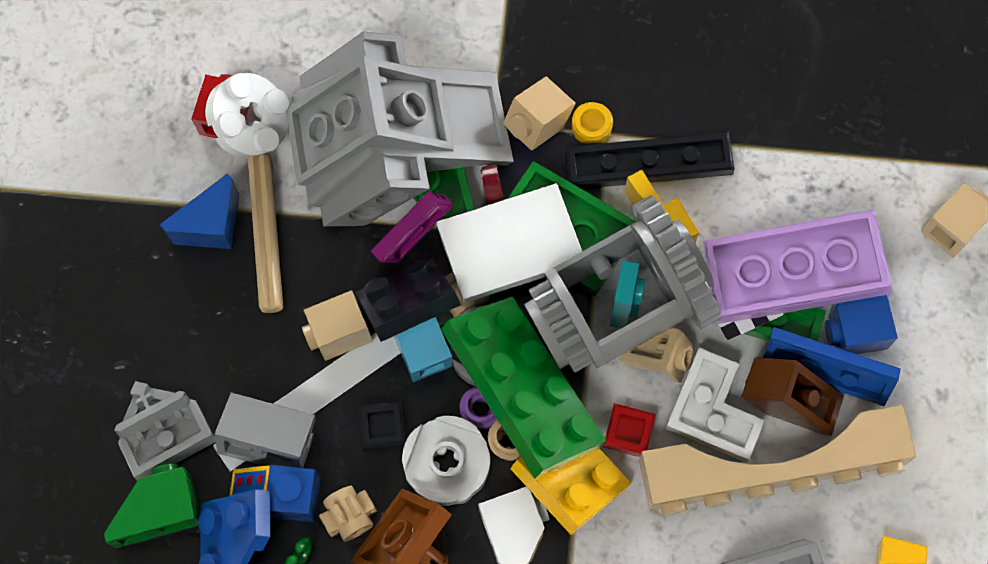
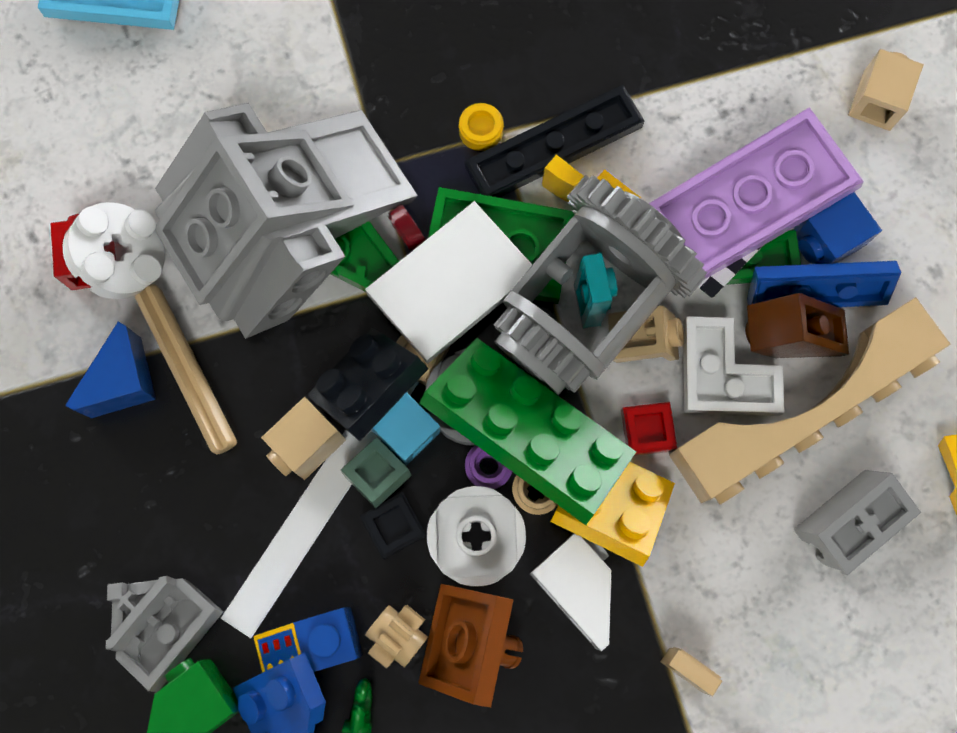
camera: 25 degrees left, 5 degrees up
(264, 432) = (272, 585): light grey hinge -> none
(385, 376) = (376, 472): none -> sand green plate
(412, 228) = (342, 305): magenta tile -> none
(538, 113) = (424, 135): tan brick -> none

